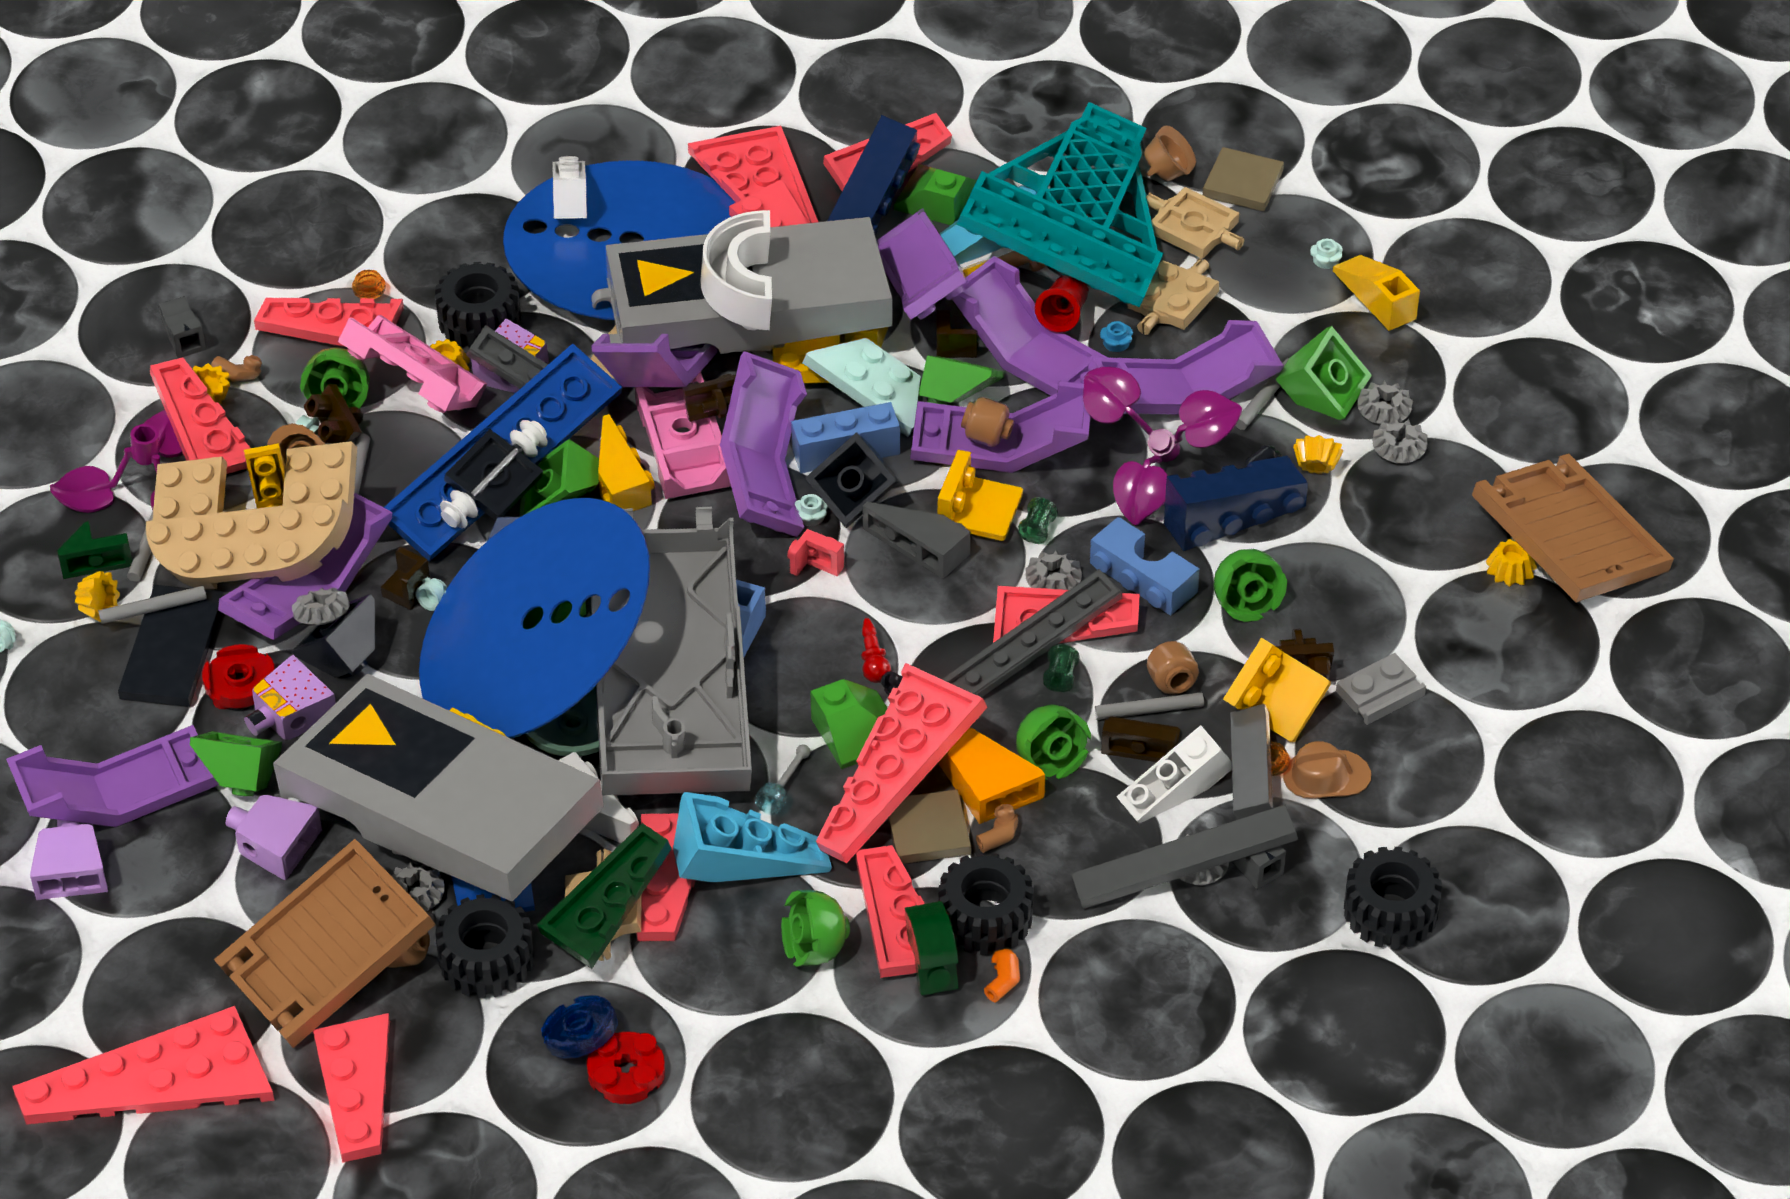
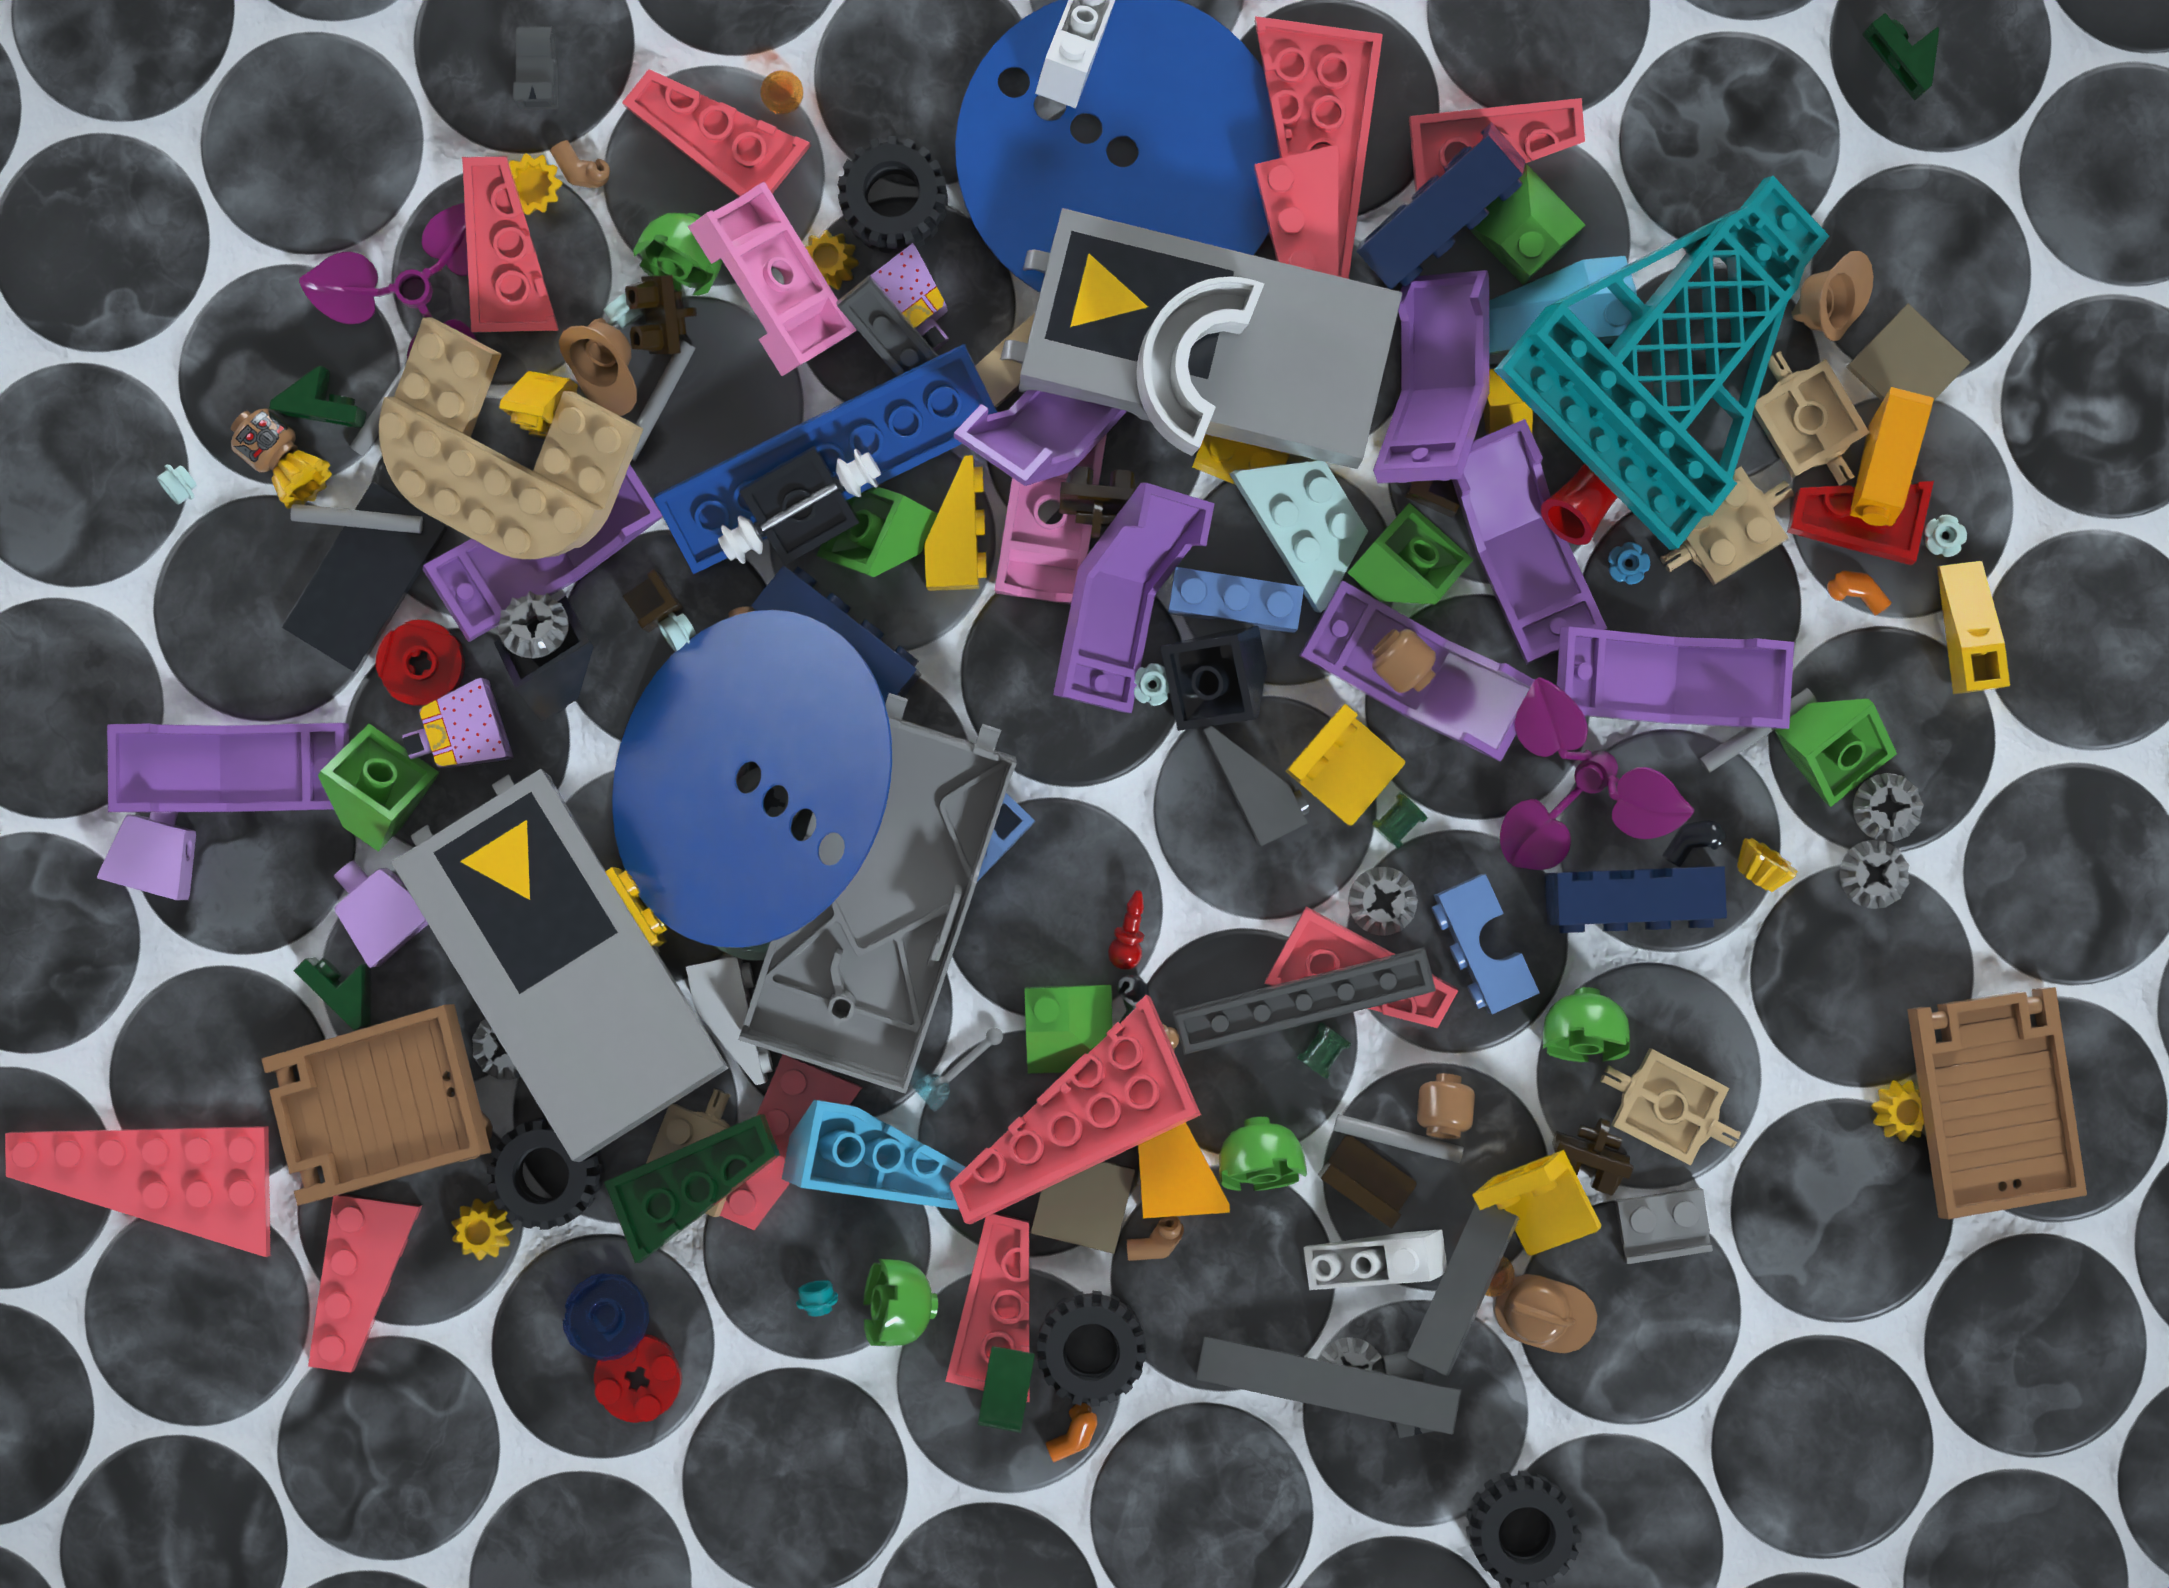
camera: 25 degrees right, 40 degrees up
(57, 582) = (262, 439): none -> head
(253, 894) = (347, 999): none -> dark green slope
(447, 1016) = (482, 1229): none -> yellow piece
(747, 958) = (817, 1297): none -> teal plate
(816, 551) = (1138, 763): coral bracket -> none
(1141, 35) = (1908, 63): none -> dark green slope
(1258, 206) = (1890, 456): none -> light orange slope
(1261, 262) = (1826, 517): none -> red wing
(1288, 295) = (1858, 585): none -> orange arm
(1339, 613) = (1670, 1106): none -> tan plate

